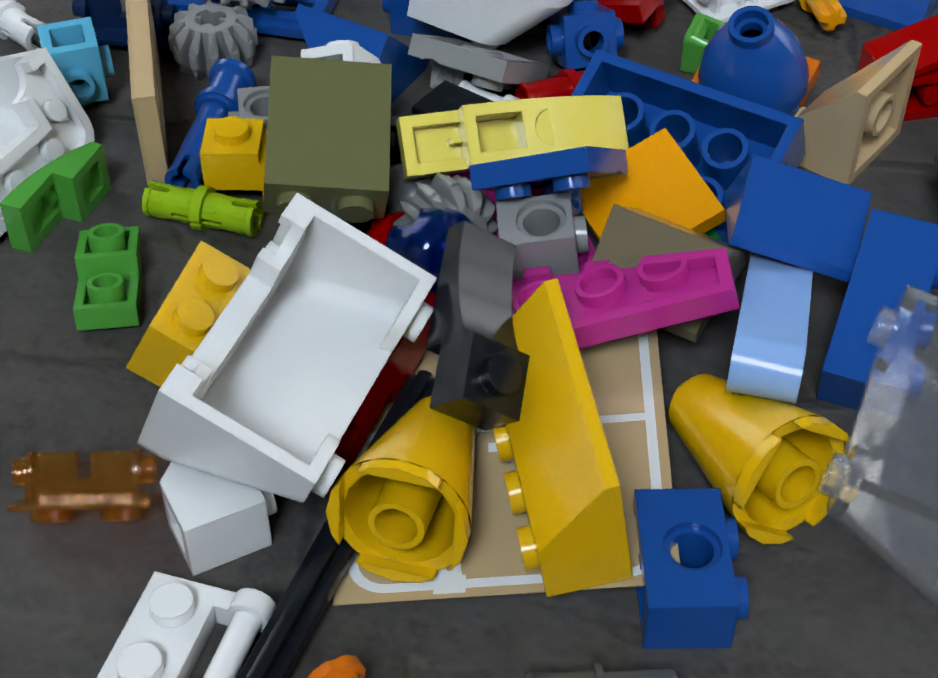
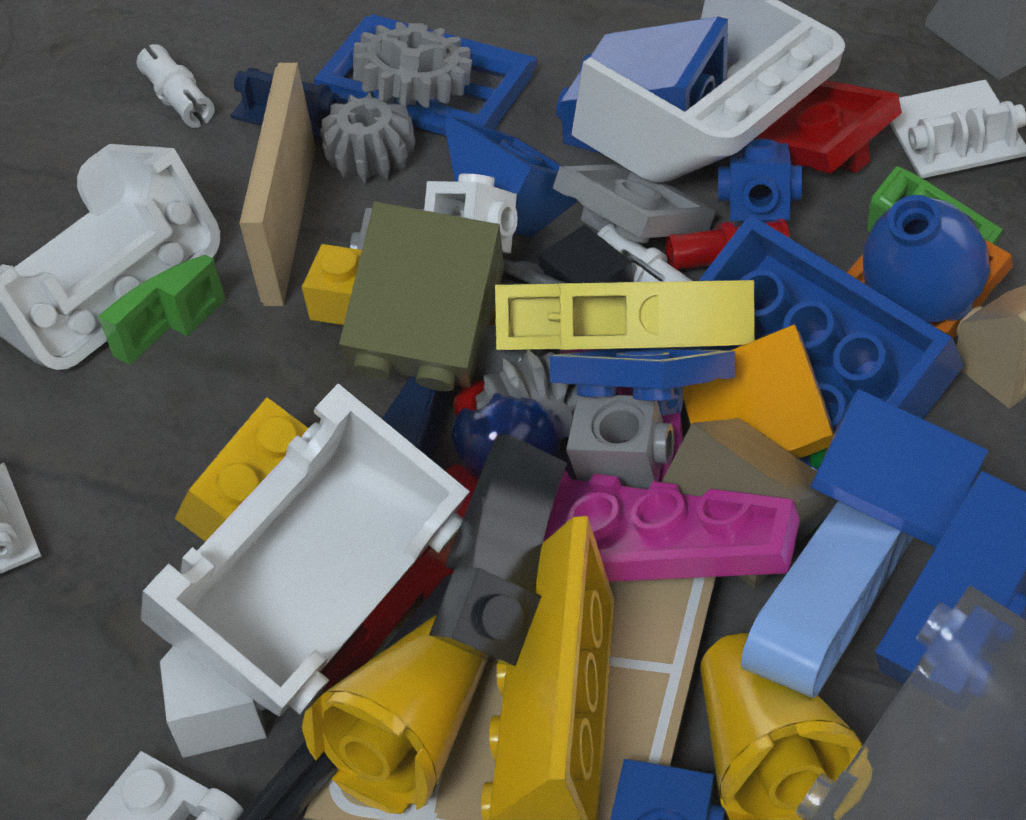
camera: 20 degrees right, 5 degrees up
(56, 489) = (73, 649): clear orange hinge -> none
(79, 57) = (216, 164): medium azure brick -> none
(108, 277) = (192, 408): bright green slope -> none
(202, 208) = (297, 338): lime pin -> none
(211, 102) = (341, 220): blue pin -> none

